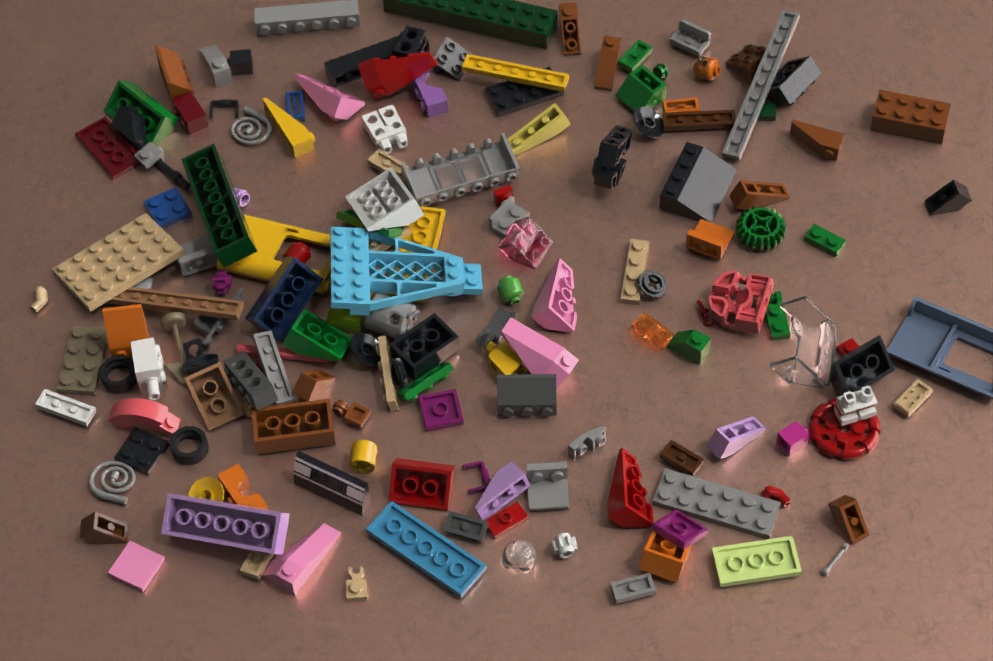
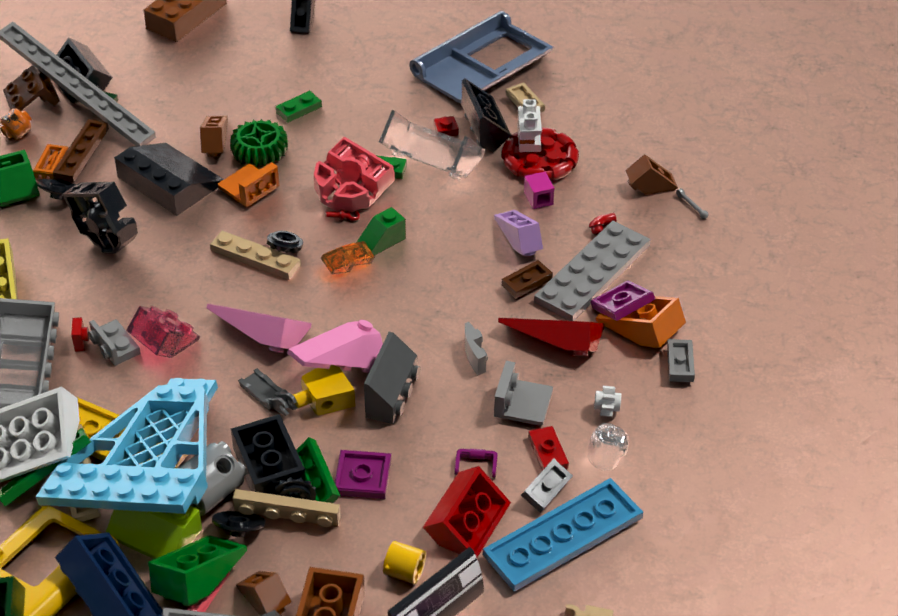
camera: 75 degrees left, 10 degrees down
(299, 251) = (38, 561): red head -> none
(355, 415) = (331, 556): dark orange plate -> none
(502, 489) = (506, 435): lavender slope -> none
(510, 290) = (224, 361): bright green head -> none
(756, 561) = (678, 257): yellowish green plate -> none
(820, 140) = (172, 72): dark orange slope -> none

